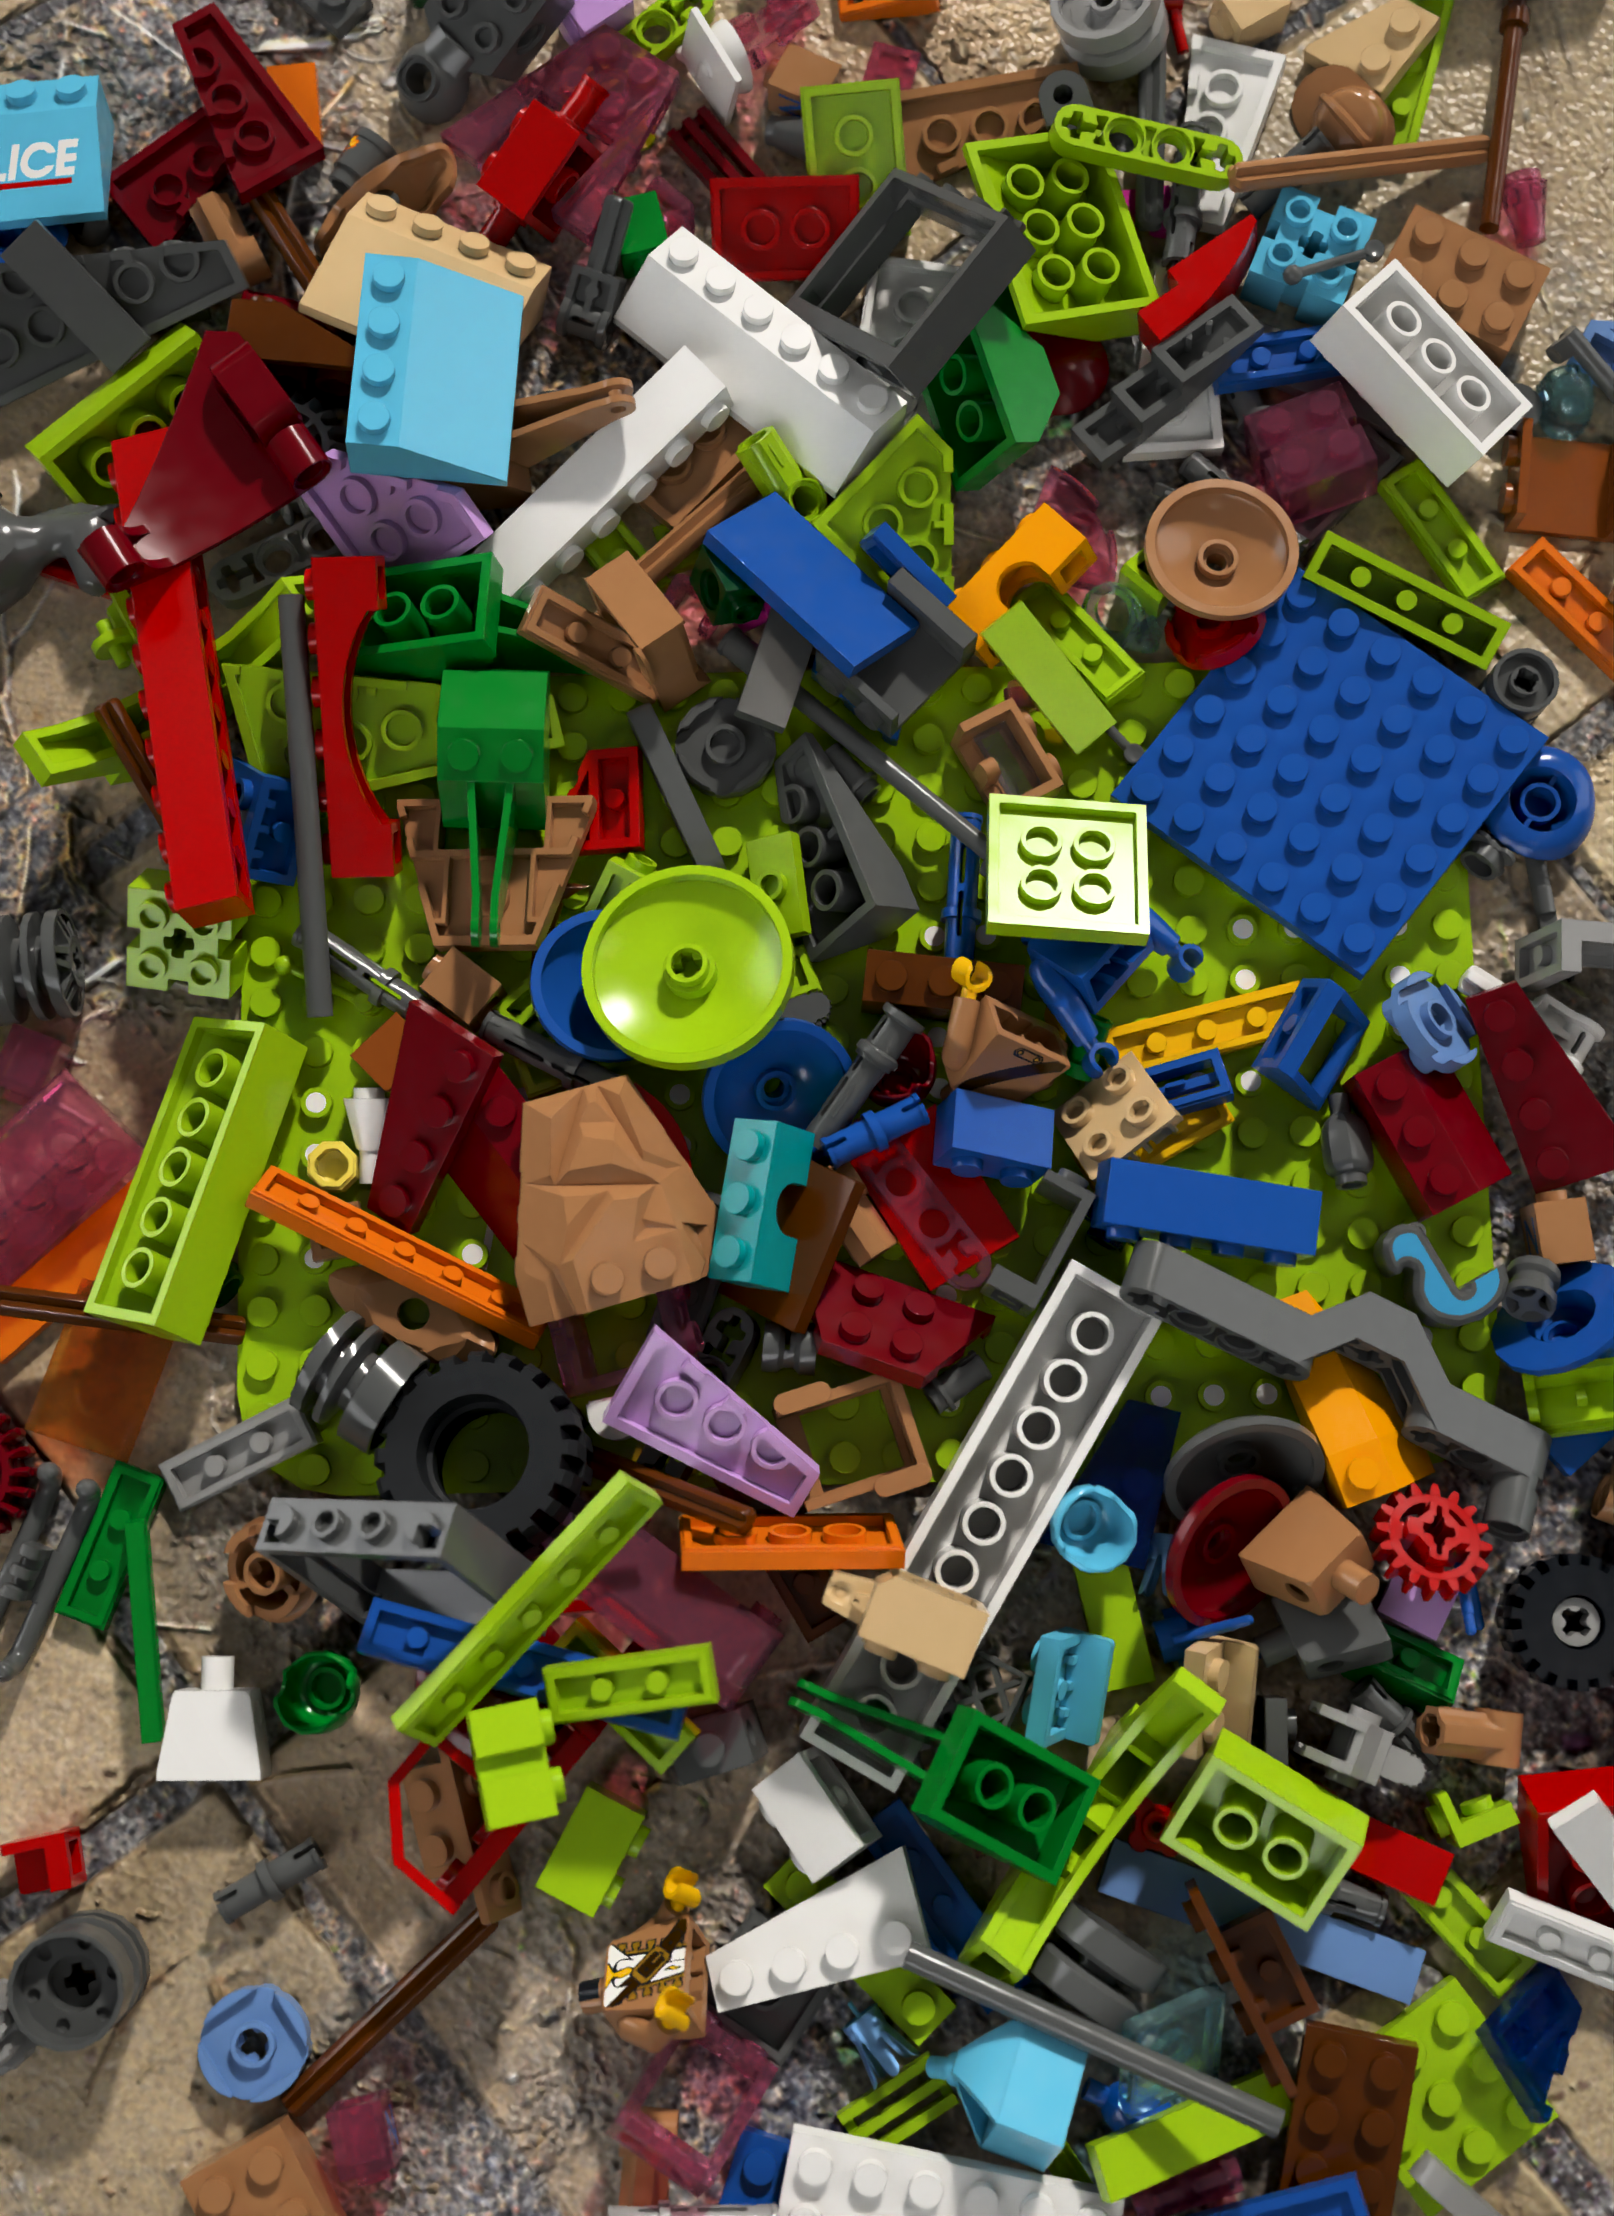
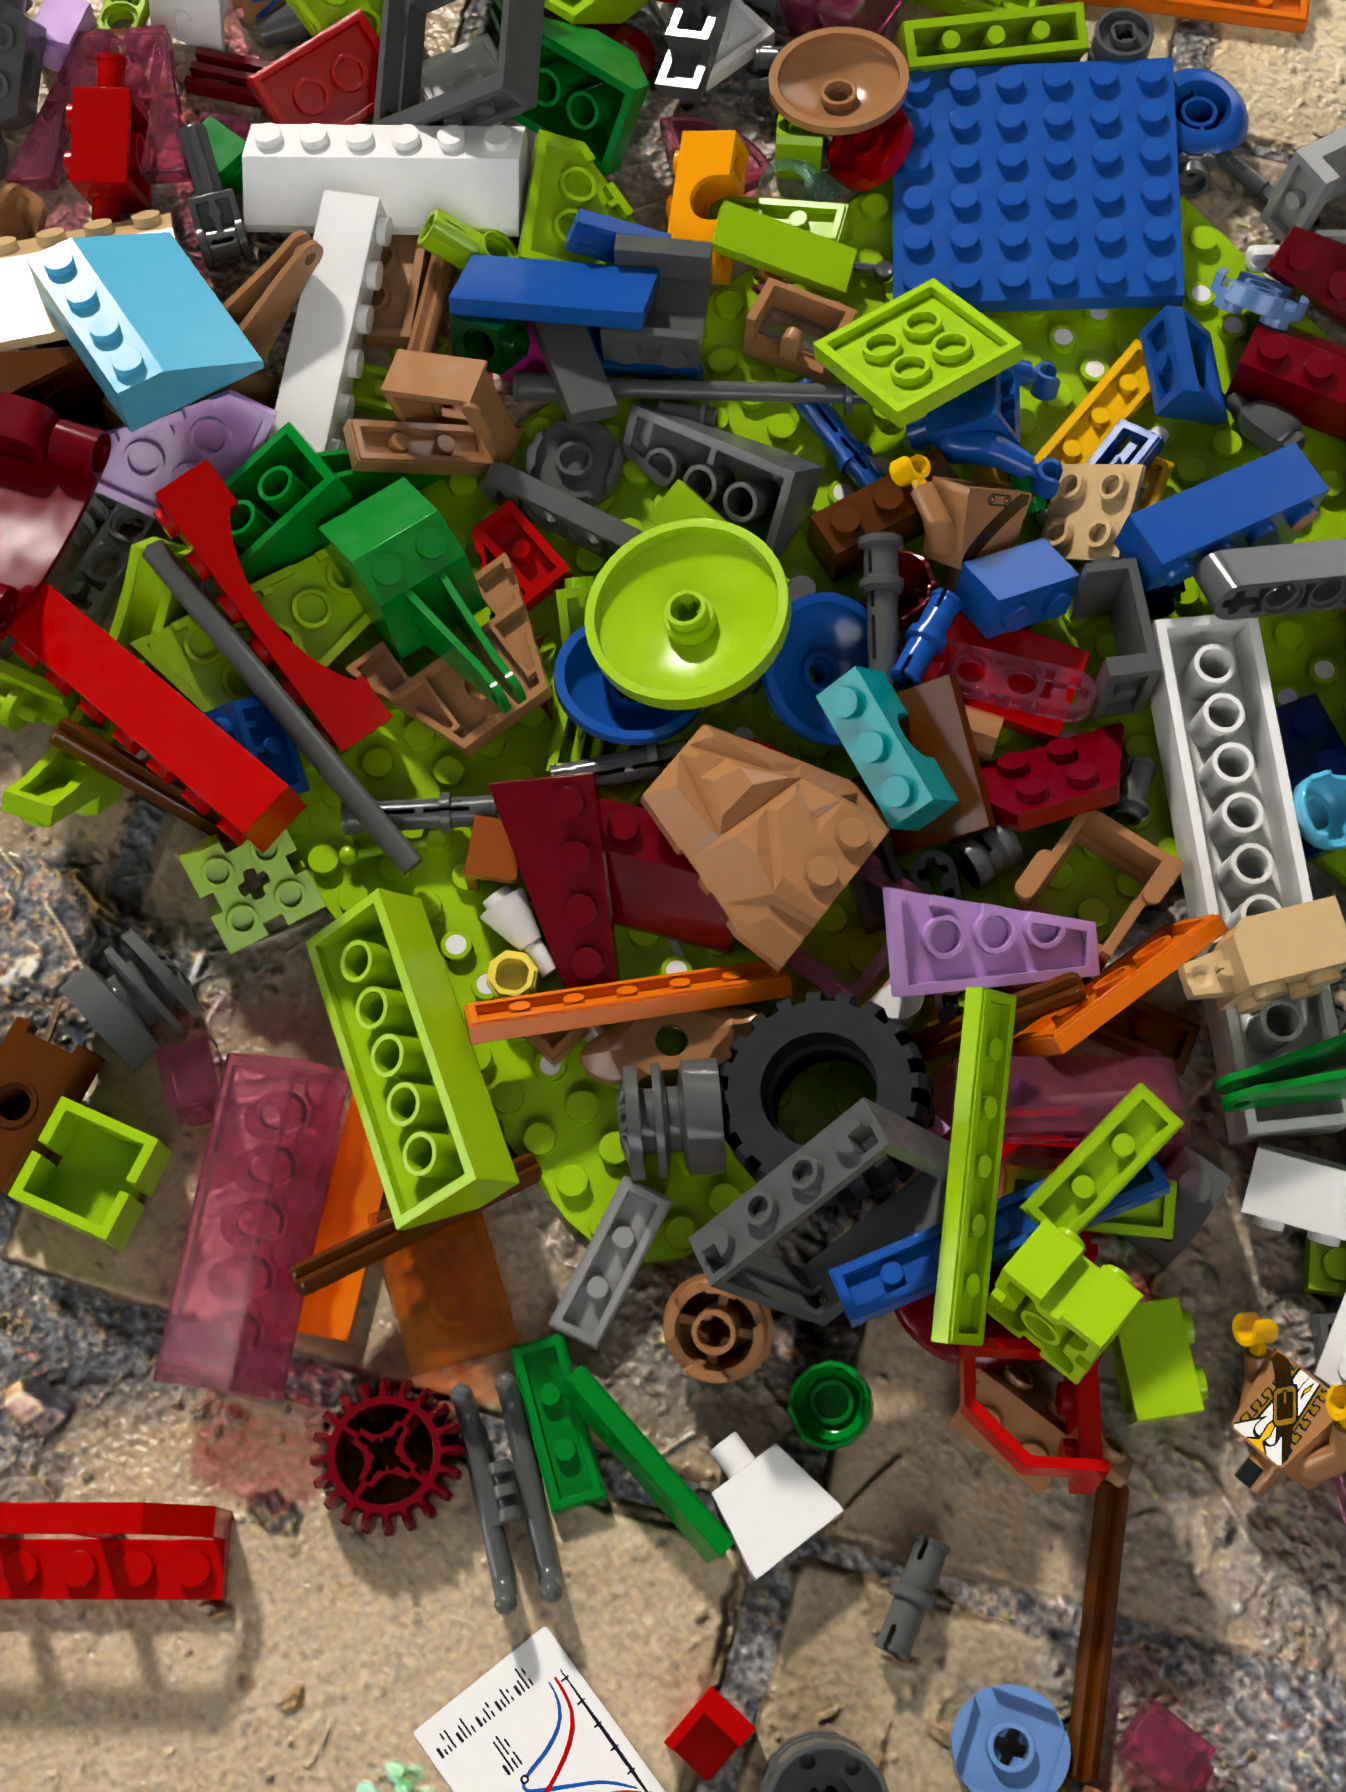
camera: 35 degrees left, 10 degrees down
(461, 988) = (508, 759): medium nougat brick -> none

